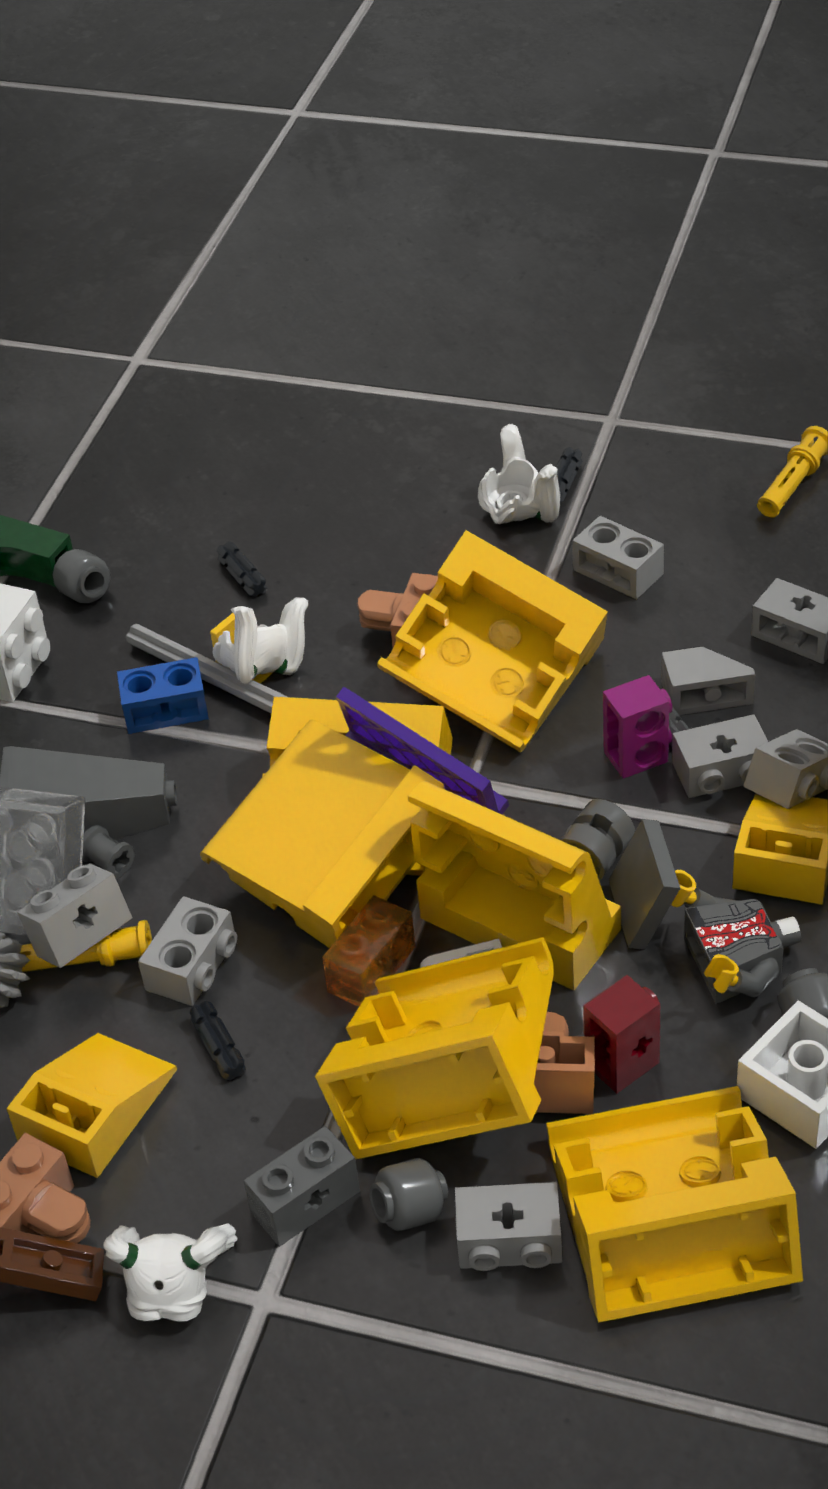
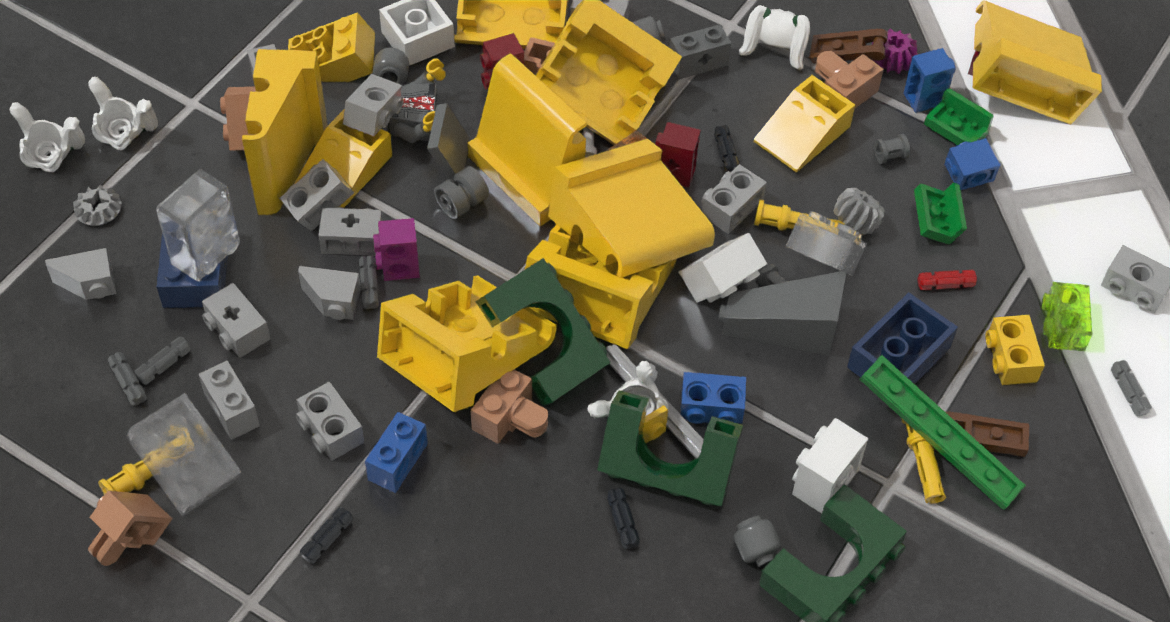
camera: 170 degrees left, 10 degrees up
(74, 914) = (812, 197): light grey brick -> none
(148, 600) = (628, 457): none -> dark green arch
(175, 813) = (723, 269): none -> white brick
(286, 964) = (679, 151): none -> dark red brick
(399, 743) = (551, 223): dark purple fence -> none
(413, 677) = (580, 351): none -> dark green arch
(519, 488) = (371, 504): white hair -> none
(526, 533) = (396, 452): none -> blue brick
(747, 541) = (229, 400): none -> light grey brick
(752, 459) = (183, 454): none -> clear brick
(768, 405) = (125, 522): none -> nougat brick
(781, 889) = (373, 105): none -> light grey brick

